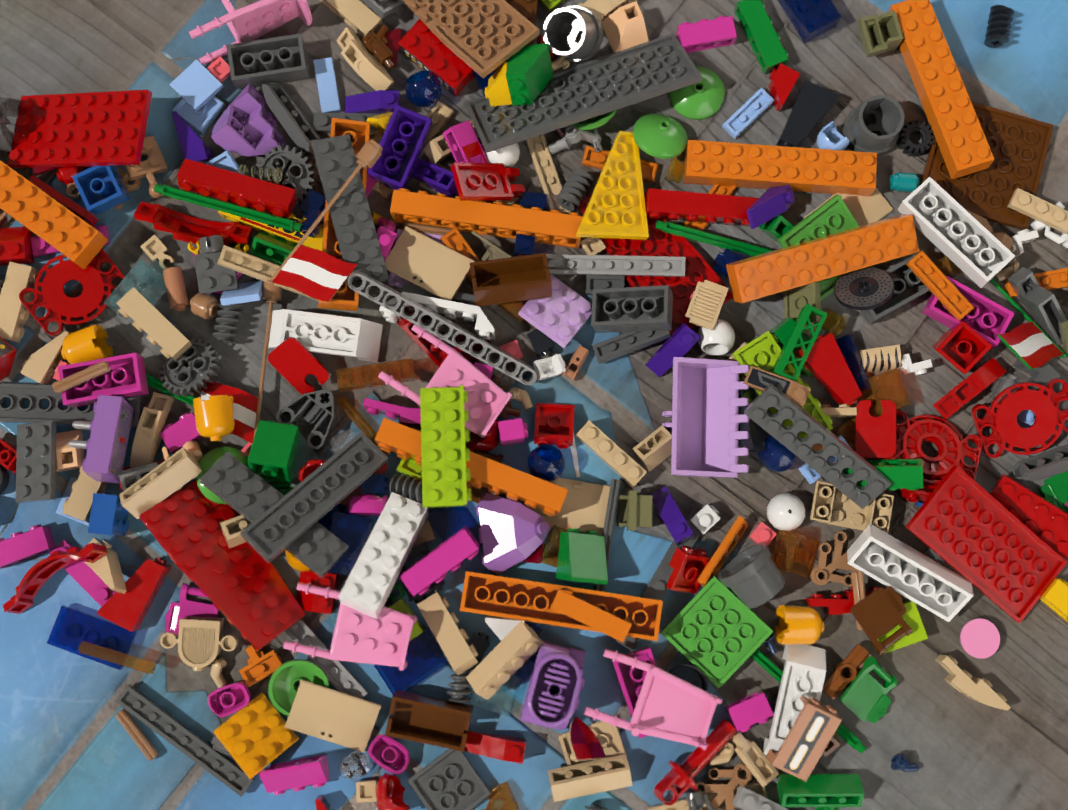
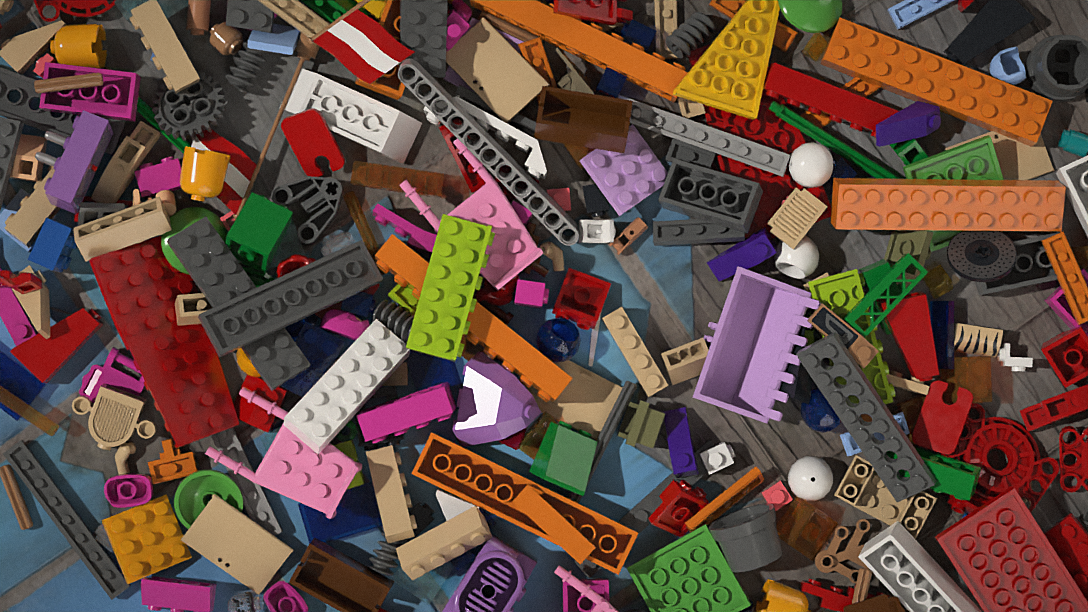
camera: 20 degrees right, 5 degrees up
(704, 260) = (811, 165): none -> white helmet

